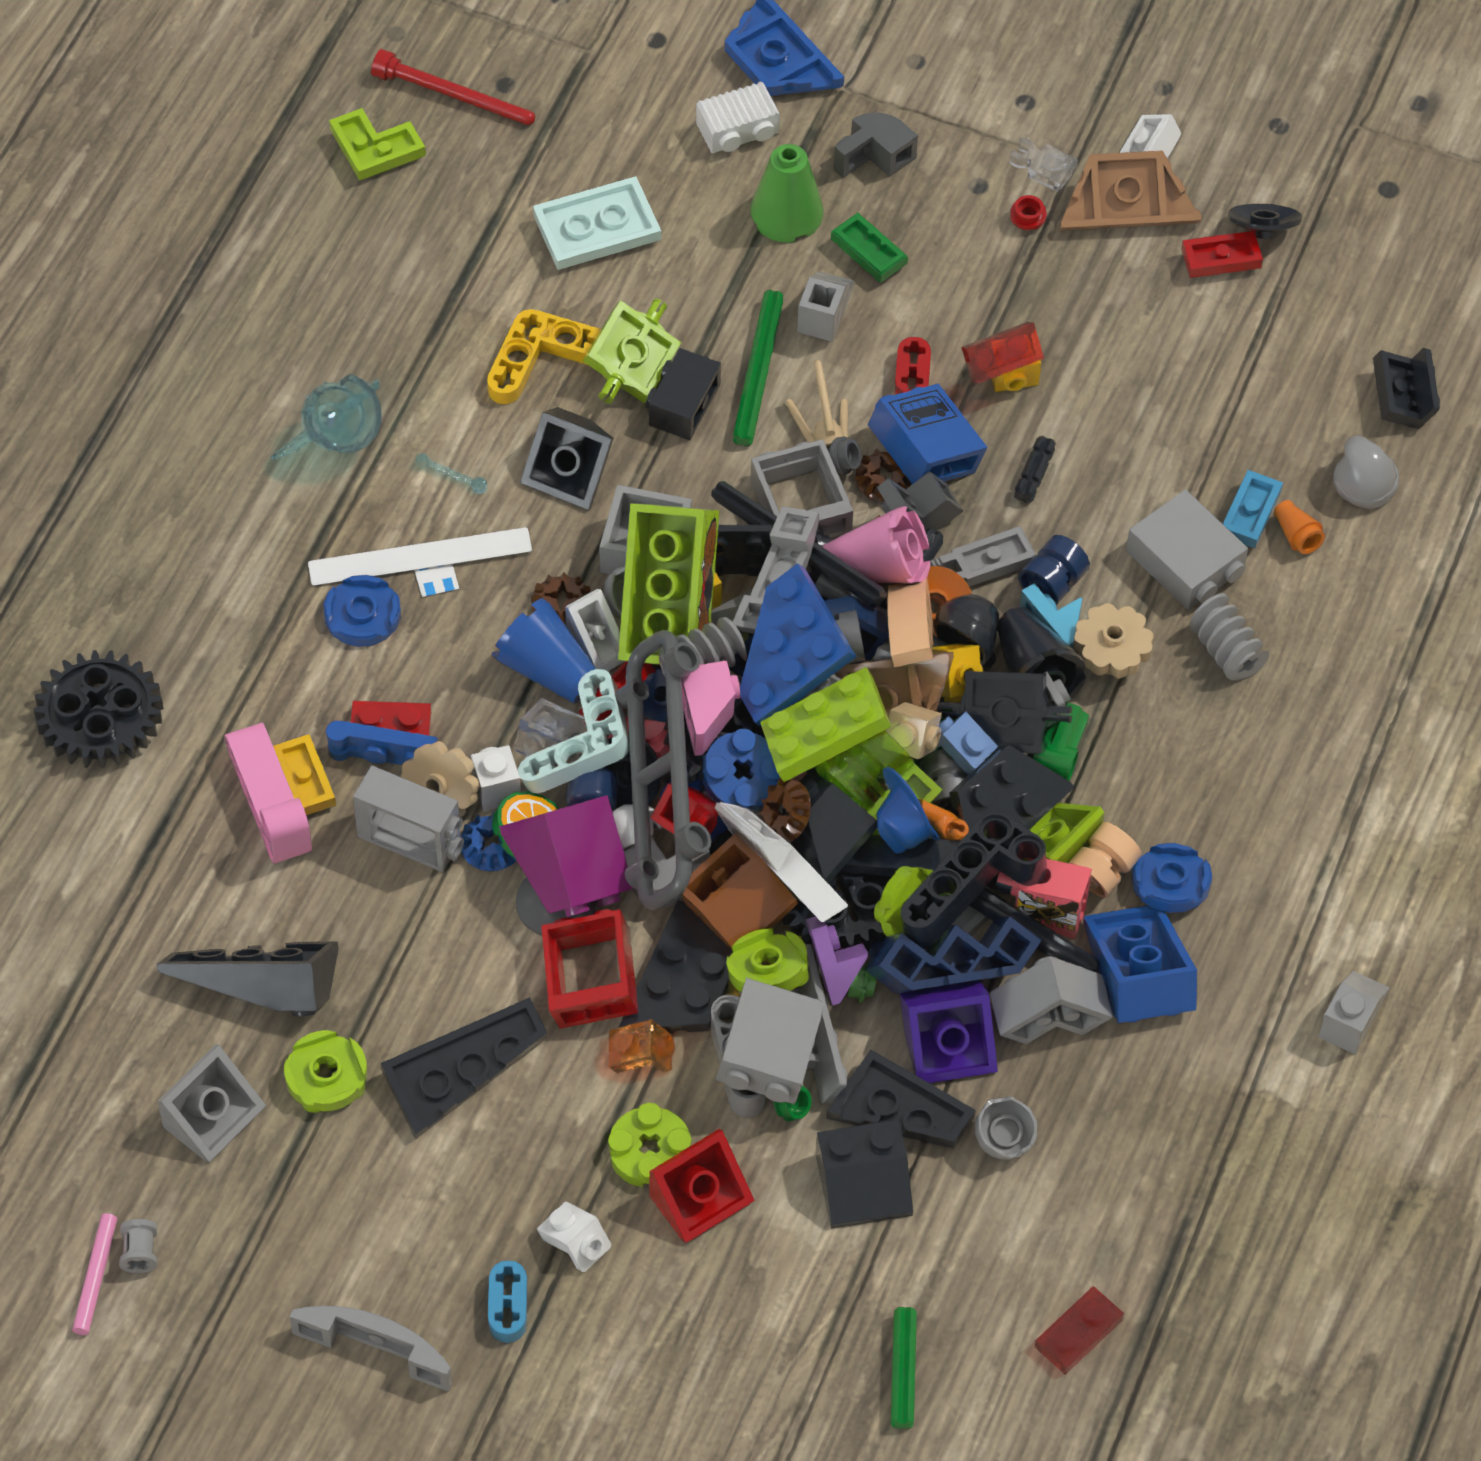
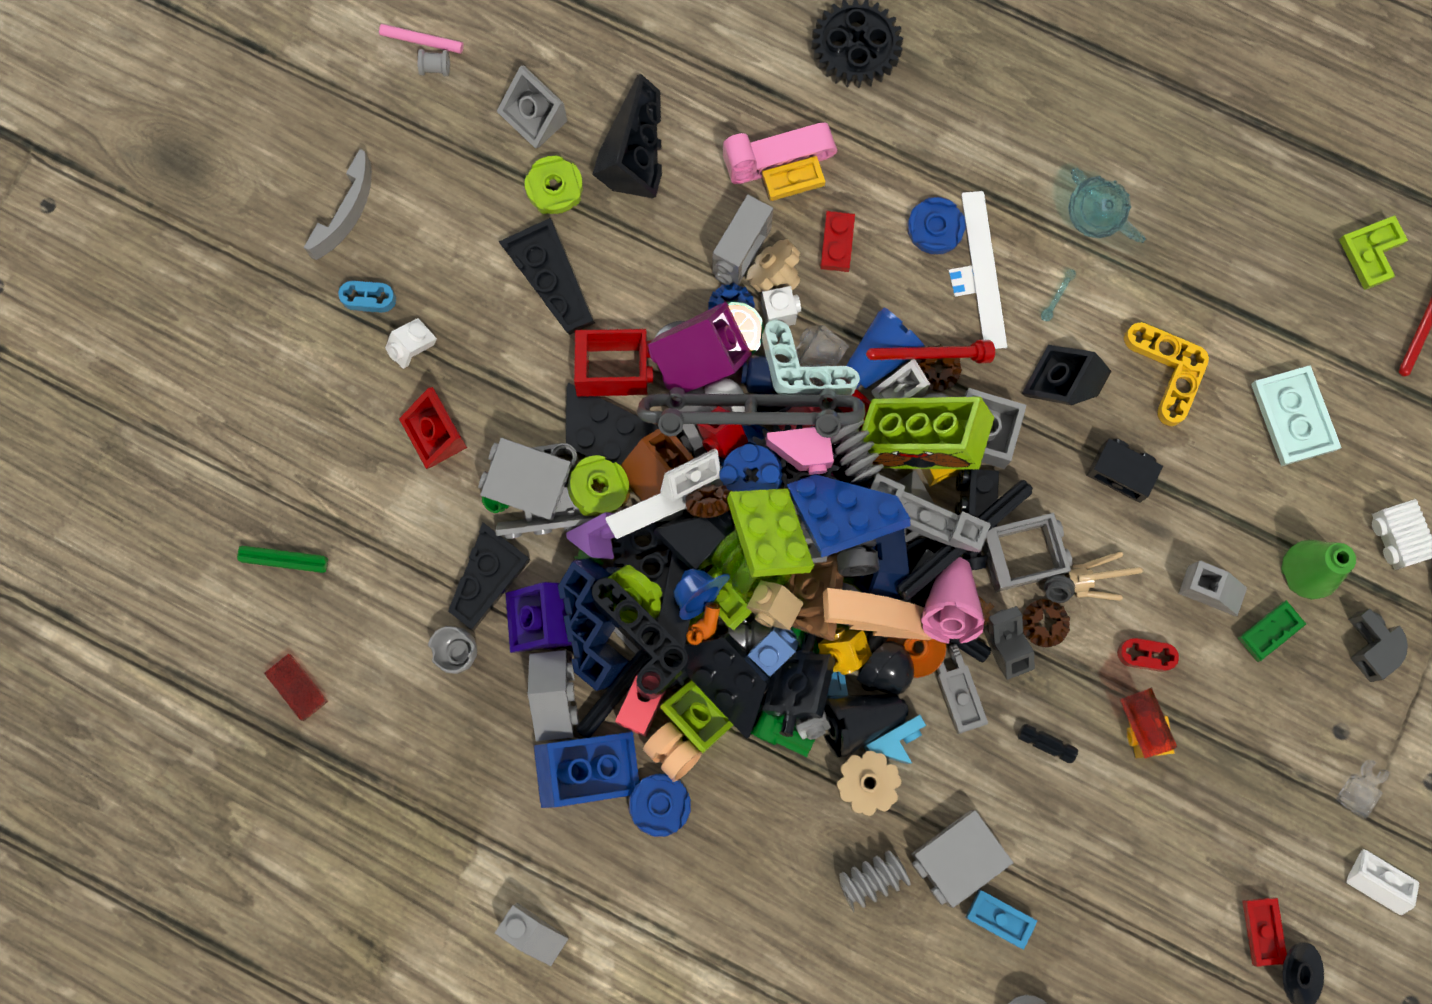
camera: 95 degrees right, 20 degrees up
(373, 743) = (812, 230): blue plate -> none
(539, 551) = (981, 352): none -> red piece
(631, 351) = (1164, 431): lime plate -> none
(640, 1046) = (550, 398): clear orange bracket -> none
(643, 1124) = (474, 382): lime plate -> none
(758, 368) = (1153, 531): green axle -> none
(864, 1173) = (431, 544): black slope -> none
(927, 434) = (1077, 656): blue brick -> none
(1033, 207) = (1316, 764): red plate -> none
(1055, 567) = (943, 745): dark blue wheel -> none
(1128, 192) = (1327, 856): medium nougat wing -> none
(1300, 529) = (980, 957): orange cone -> none

